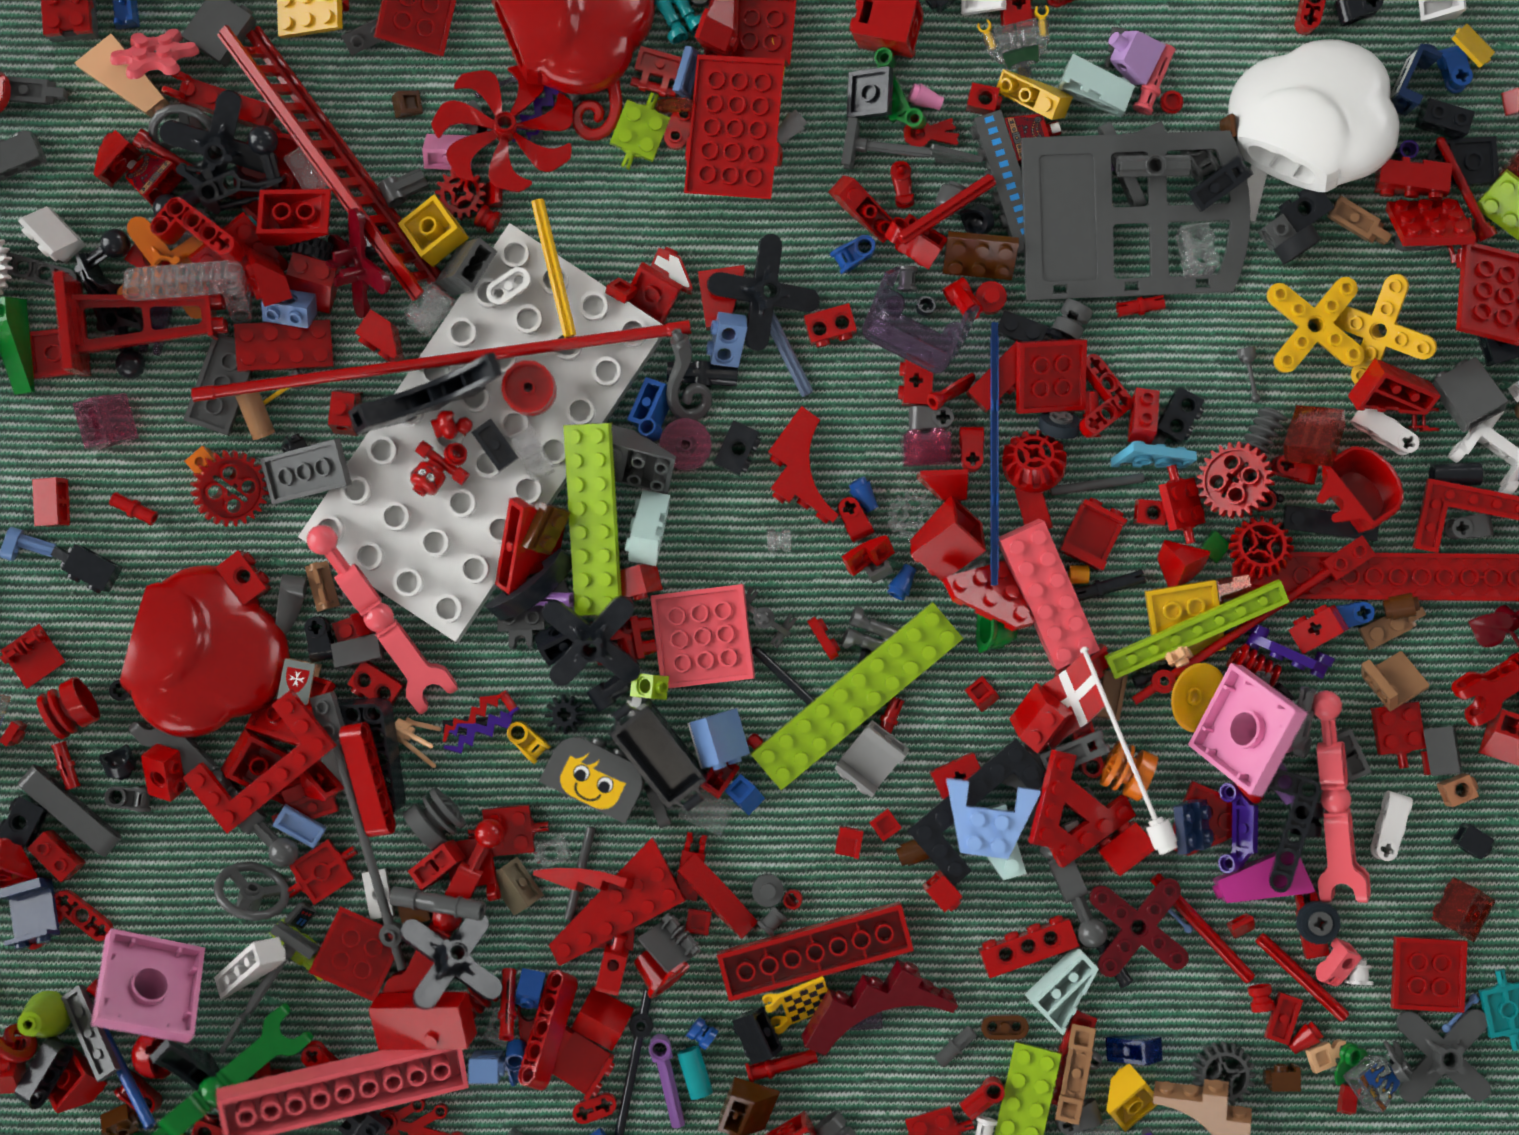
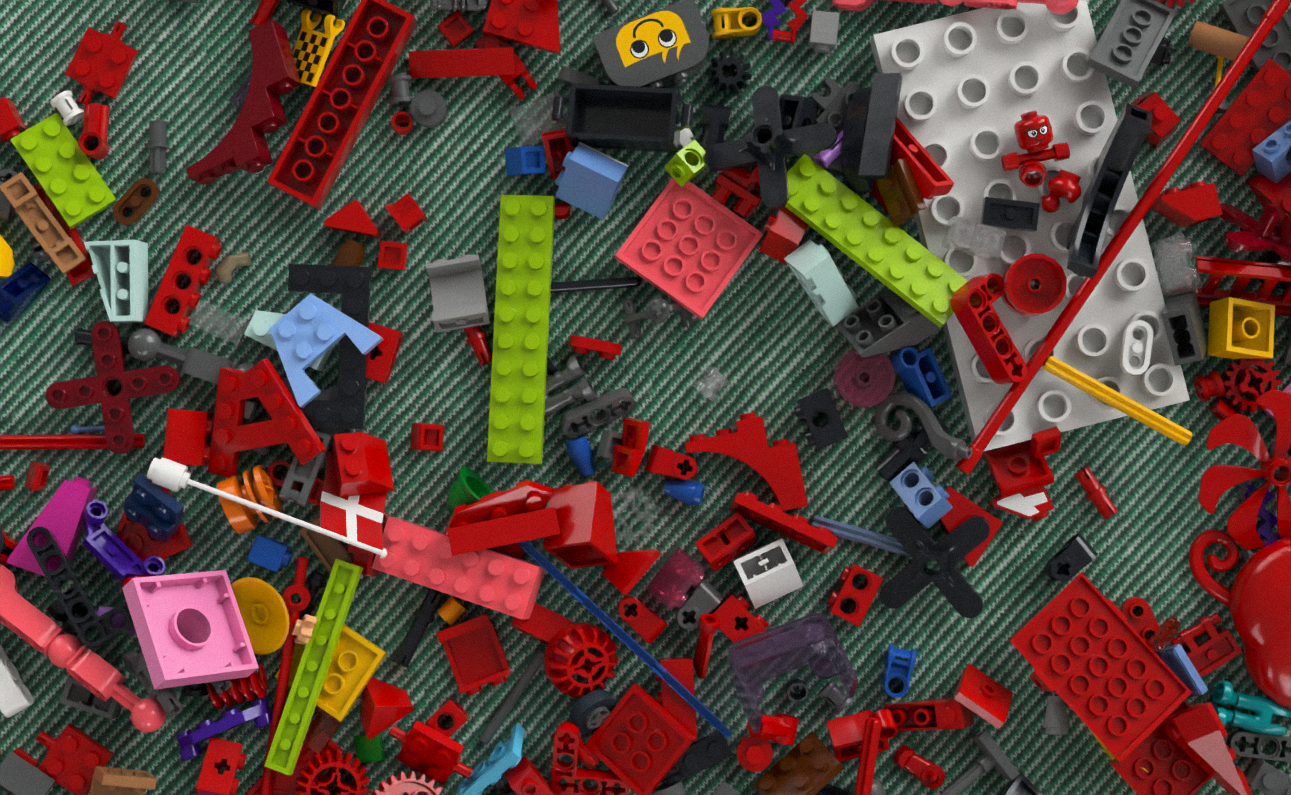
camera: 140 degrees right, 0 degrees up
(481, 677) = (823, 31): none -> light grey brick
(513, 581) = (880, 126): none -> black tile
(580, 411) = (985, 330): none -> red beam
(622, 229) = (1096, 492): none -> red pin
(639, 130) = (1169, 584): lime plate -> none
(677, 207) = (1073, 555): none -> black piece
(820, 184) = (983, 696): none -> red plate
(829, 421) = (793, 527): none -> red plate
(867, 393) = (768, 572): none -> white slope
(869, 605) = (612, 398): none -> dark grey beam
(872, 437) = (726, 542): none -> red brick
(885, 872) = (354, 220): none -> red slope
(943, 892) = (292, 250): red brick -> none
(988, 927) = (228, 265): none -> dark tan arm
(999, 585) = (503, 531): none -> red tile
(1032, 898) = (219, 322): none -> clear plate
(1150, 725) = (270, 553): none -> blue brick

